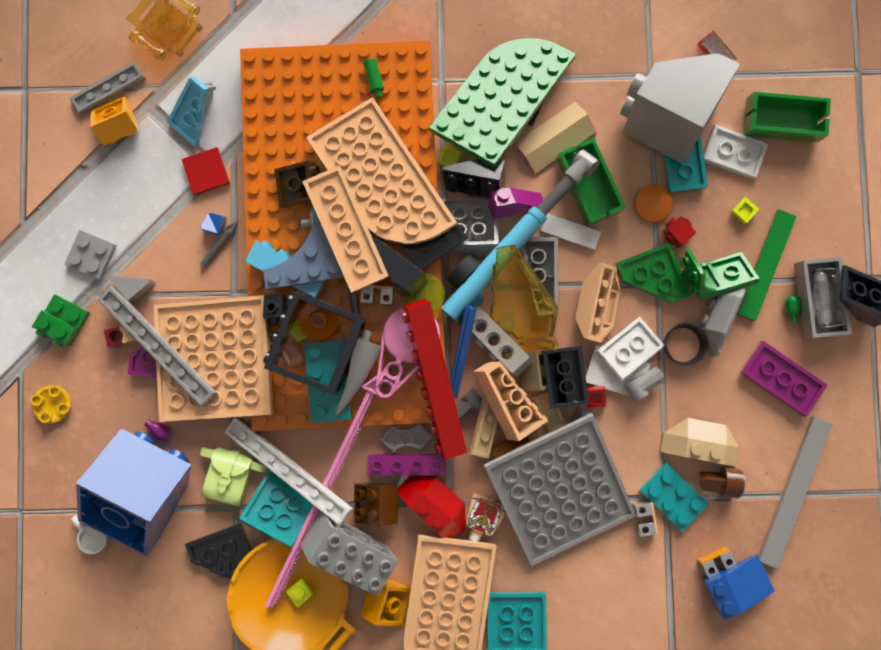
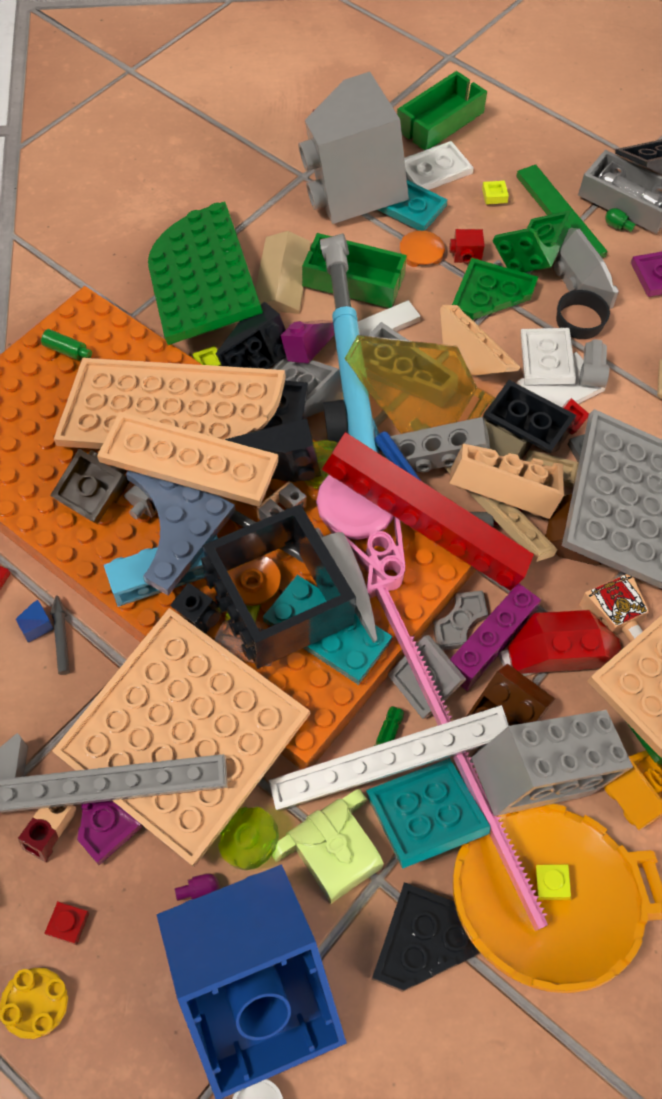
camera: 50 degrees left, 25 degrees down
(94, 385) = (66, 923): none -> red plate
(198, 434) = (249, 838): none -> clear neon green tile
(309, 453) = (390, 725): none -> green axle
(358, 455) = (442, 669): none -> light grey plate

